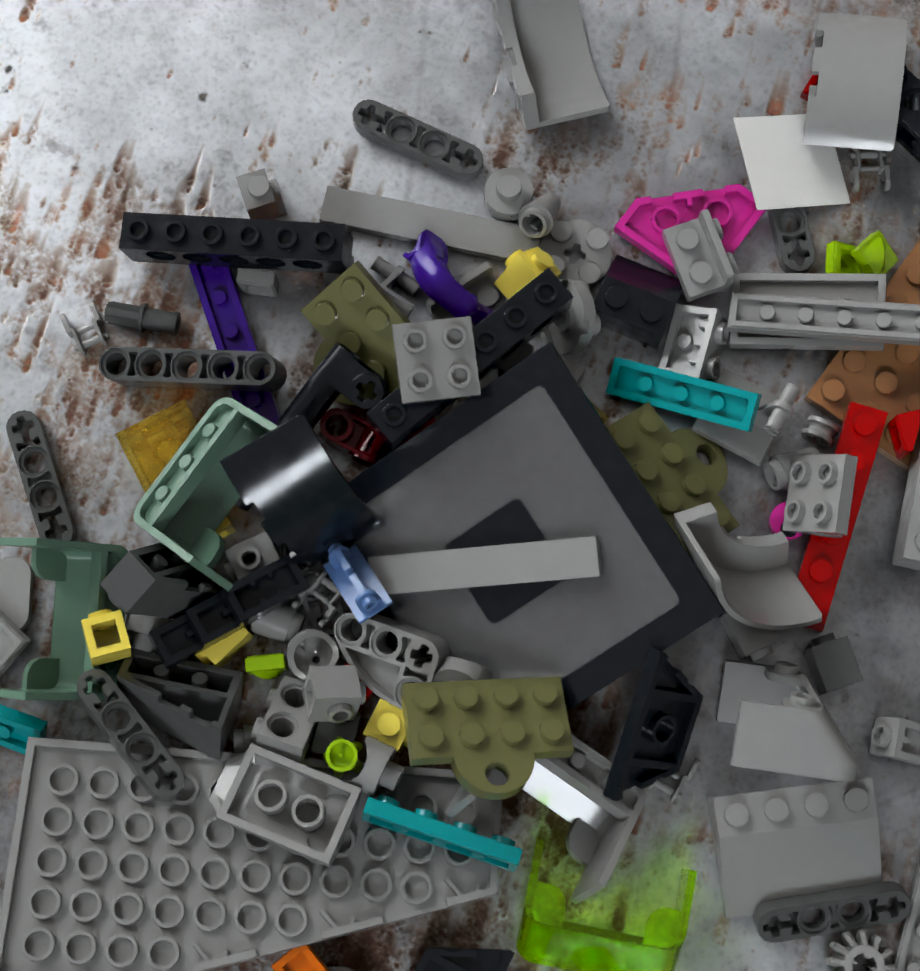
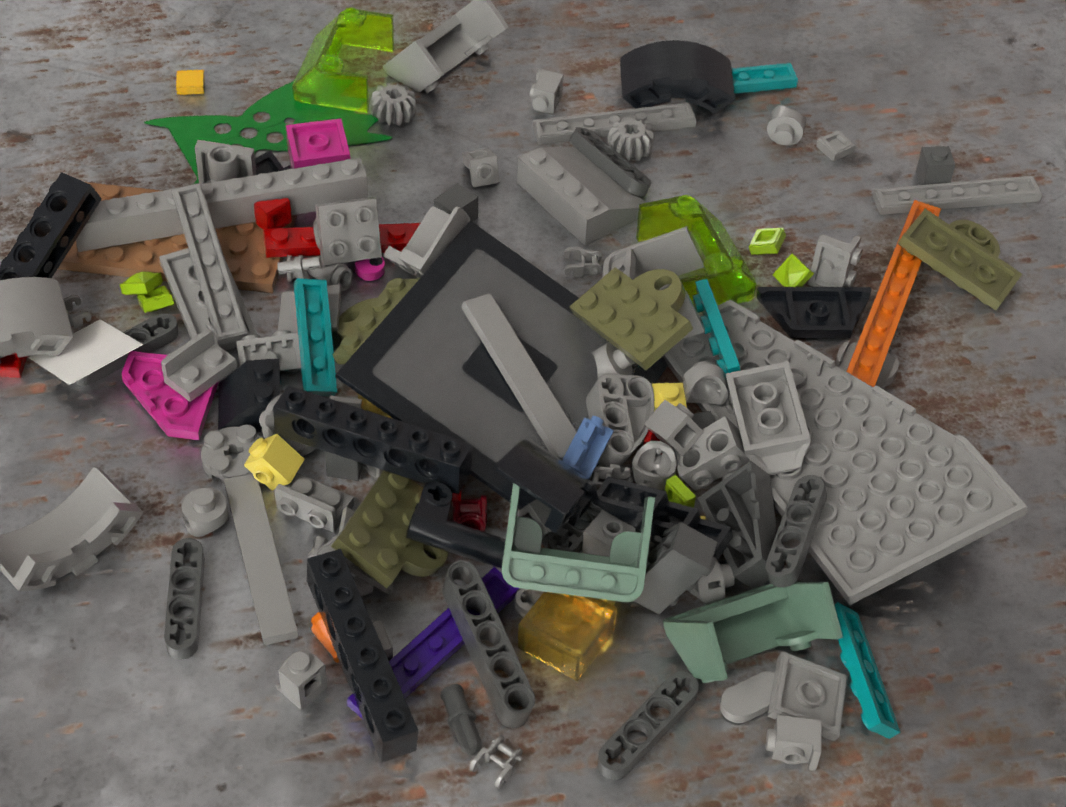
camera: 125 degrees left, 30 degrees down
(106, 636) = (741, 571): light yellow brick -> none
(343, 756) = (711, 394): lime piece -> none
(432, 274) = (308, 510): dark purple piece -> none
(436, 360) = (386, 438): light grey plate -> none
(539, 215) = (217, 474): light grey cone -> none
(655, 727) = (570, 254): black wing -> none
(782, 723) = (520, 152): light grey windscreen -> none

